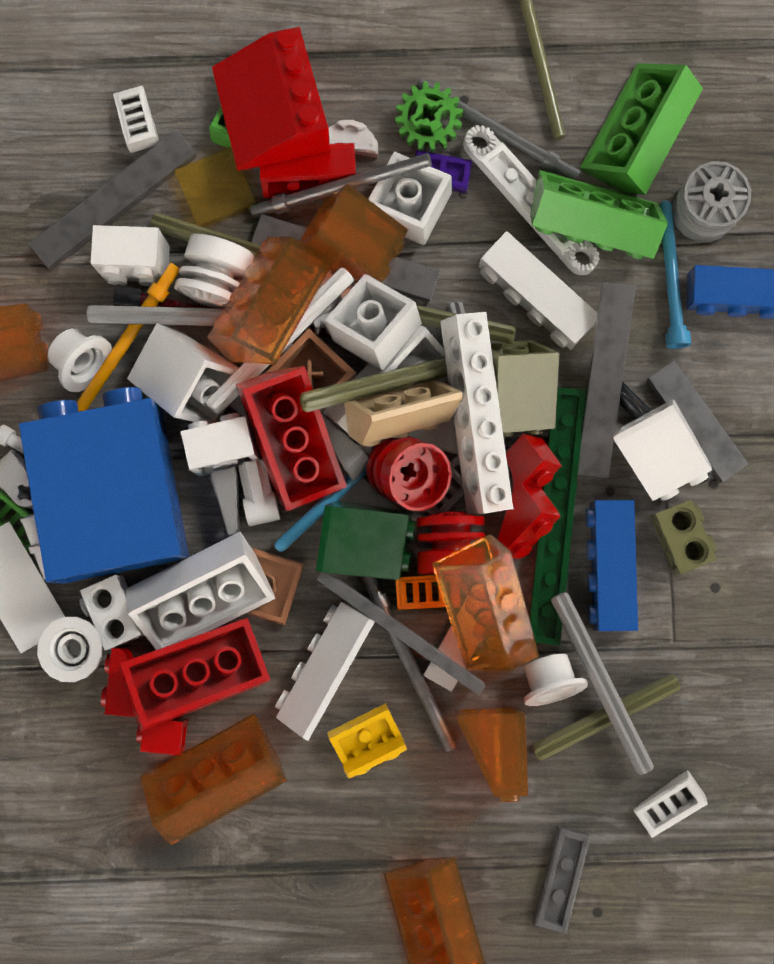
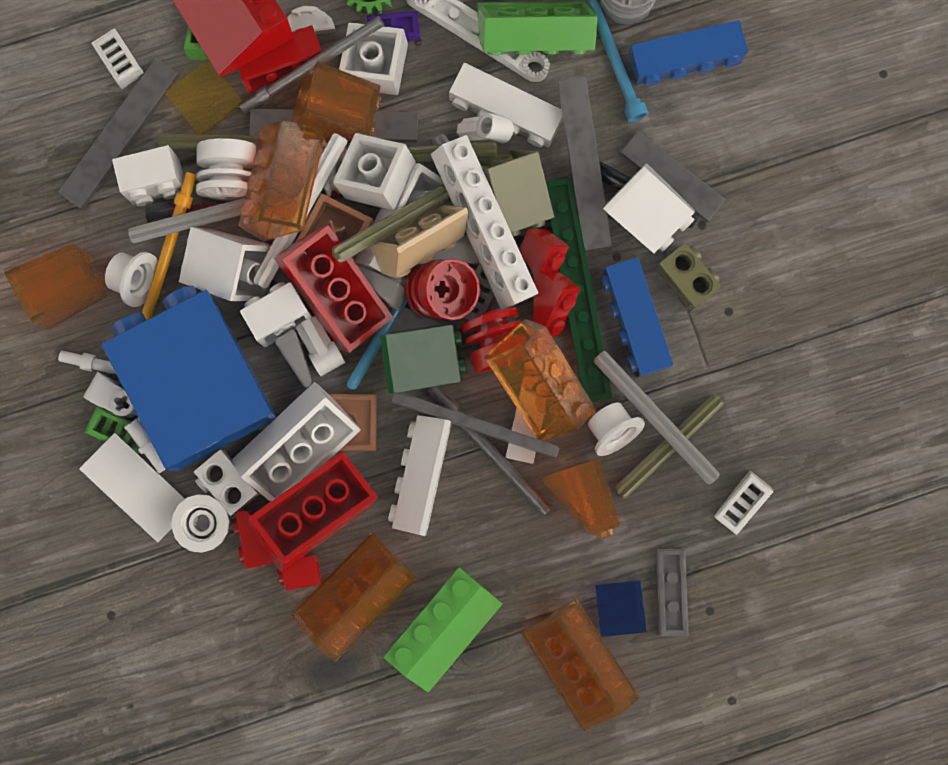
camera: 20 degrees left, 0 degrees up
(297, 844) = (442, 630): none -> bright green slope
(367, 741) = (474, 525): yellow bracket -> none
(415, 580) = (467, 397): orange slope -> none
(500, 880) = (620, 608): none -> clear blue piece
(509, 310) = (486, 128): none -> white piece

